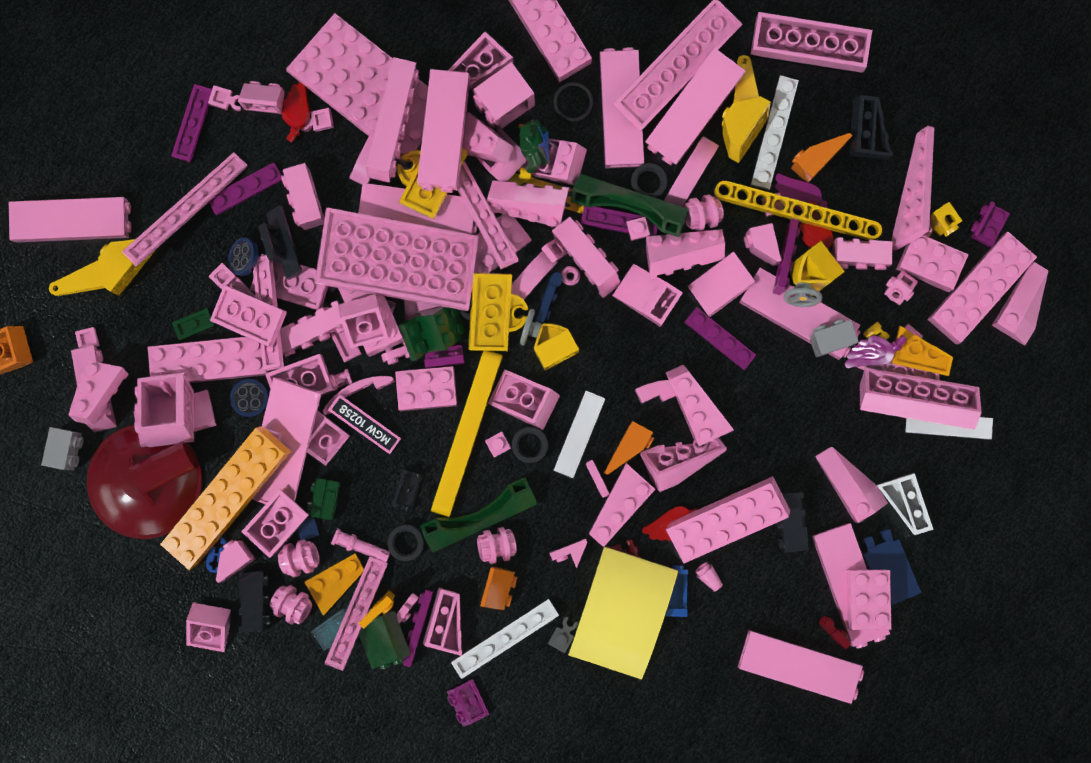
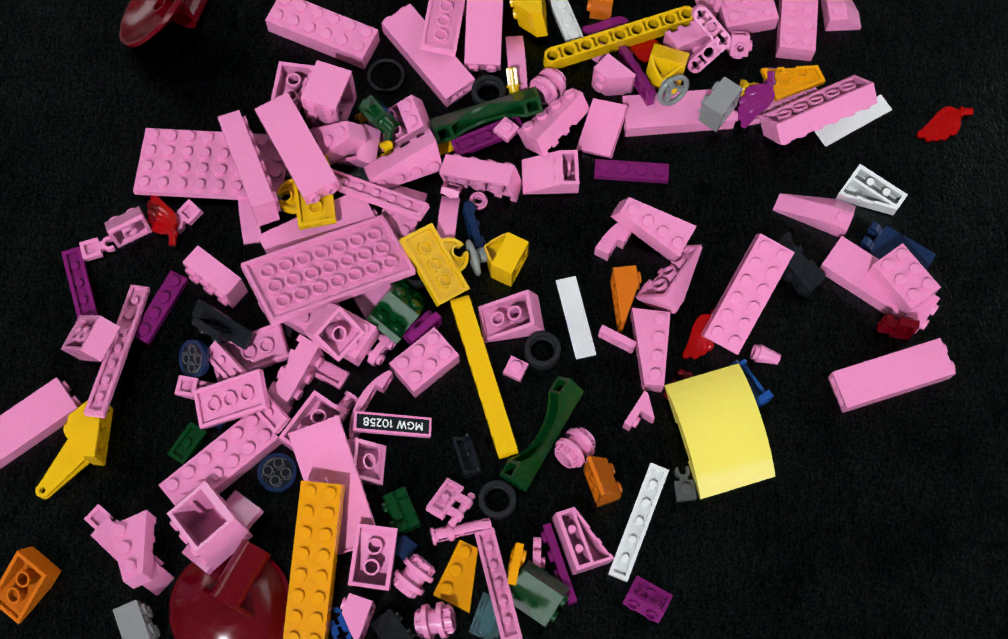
camera: 40 degrees left, 15 degrees down
(169, 184) = (91, 338): none -> bright pink brick
(364, 514) = (446, 497): none -> bright pink plate
(674, 189) = (512, 79): none -> yellow axle
(875, 272) = (713, 41): none -> bright pink beam
(1025, 484) = (944, 124): none -> red animal

